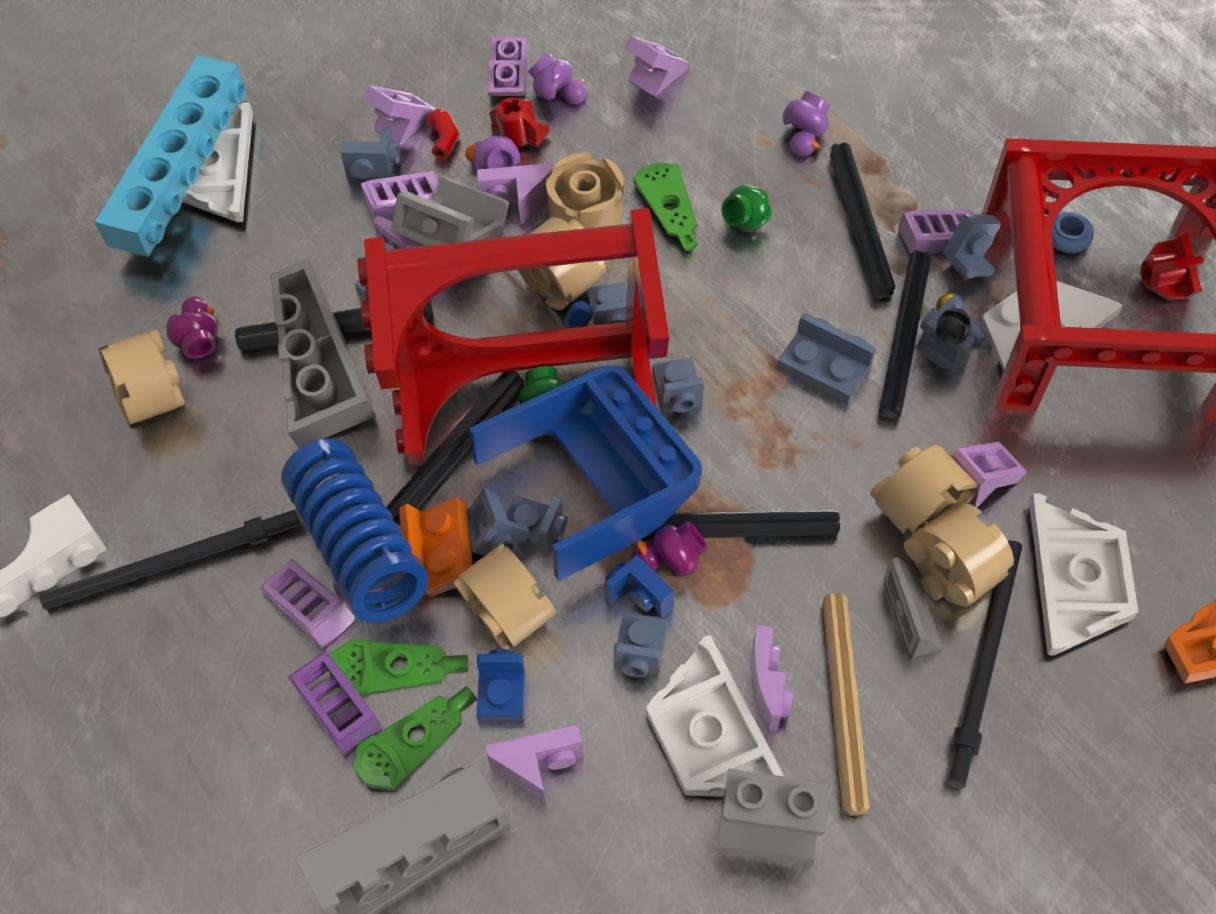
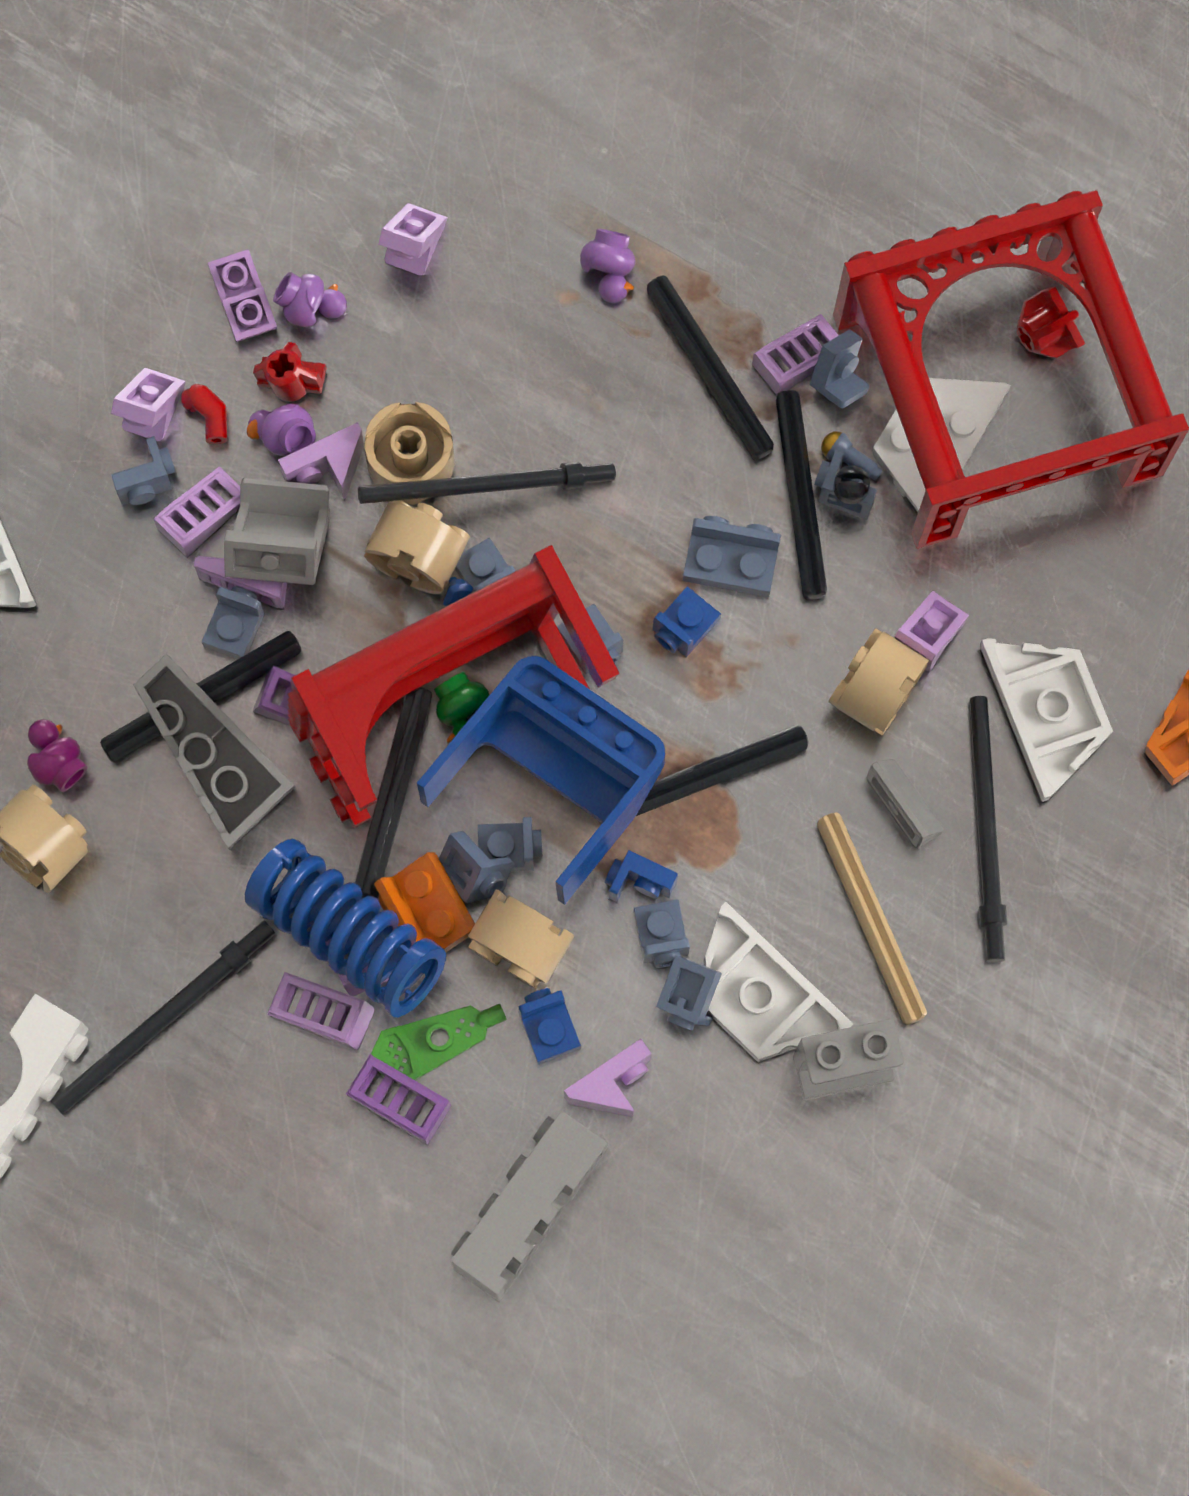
camera: 25 degrees left, 15 degrees up
(403, 753) = (480, 1120): bright green piece -> none
(640, 700) = (688, 993): none -> sand blue bracket
(662, 185) = (490, 401): bright green piece -> none
(676, 546) = (660, 823): magenta animal -> none
(710, 256) = (568, 476): none -> black bar
(746, 208) = (585, 398): green animal -> none
(764, 397) = (685, 622): none -> blue bracket
(768, 683) = (800, 934): lavender slope -> none
(959, 555) = (933, 738): tan brick -> none
(1077, 223) = (939, 324): medium blue piece -> none

